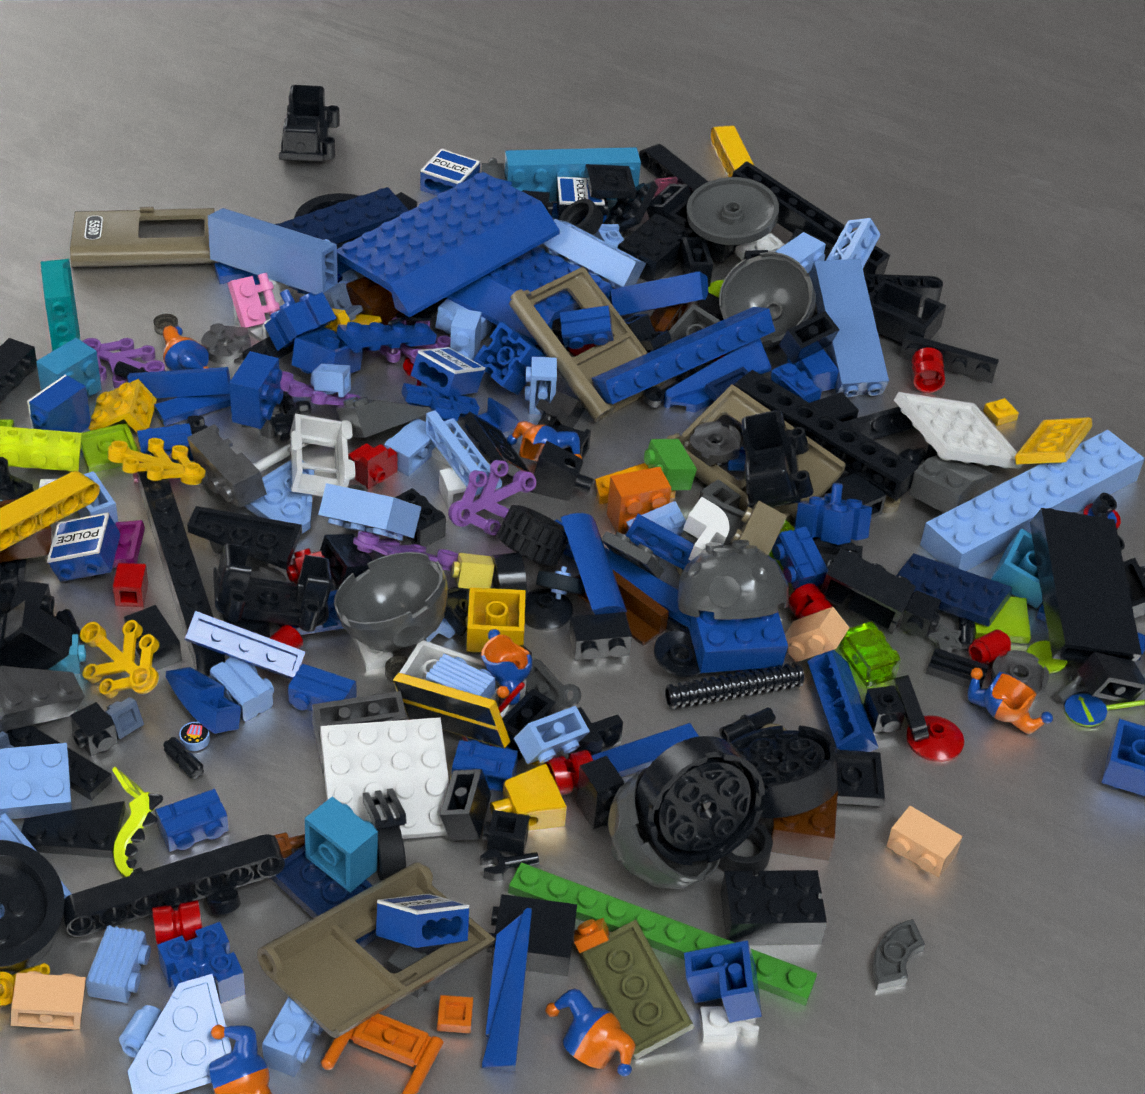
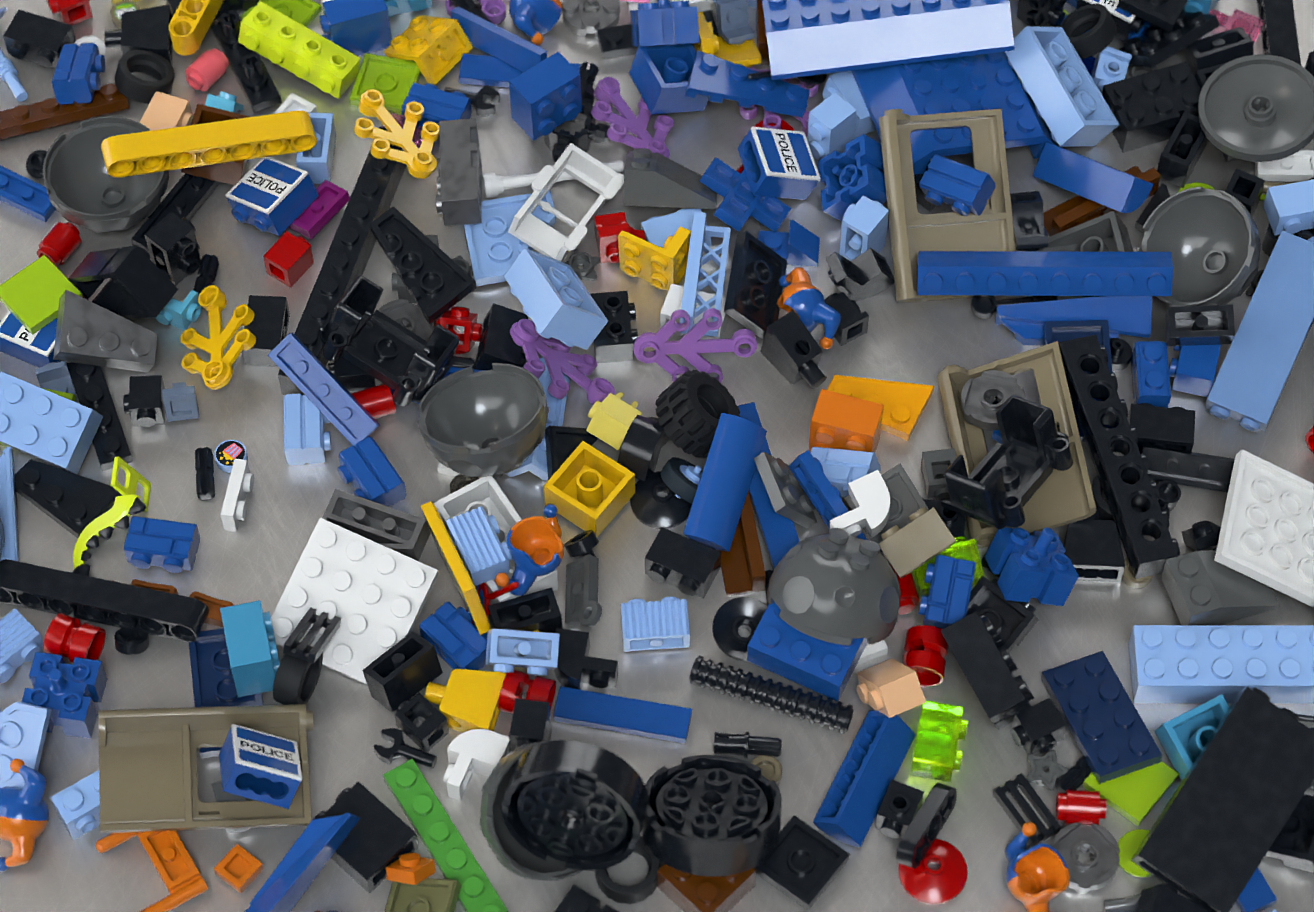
camera: 40 degrees right, 15 degrees up
(204, 699) = (261, 422): blue slope -> none
(222, 751) = (234, 503): none -> white plate
(332, 379) = (646, 116): light blue brick -> none
(412, 462) = (652, 262): none -> yellow bracket
(567, 832) = (473, 752): none -> white brick
(616, 683) = (655, 624): none -> light blue brick
(673, 460) = (916, 403): bright green brick -> none

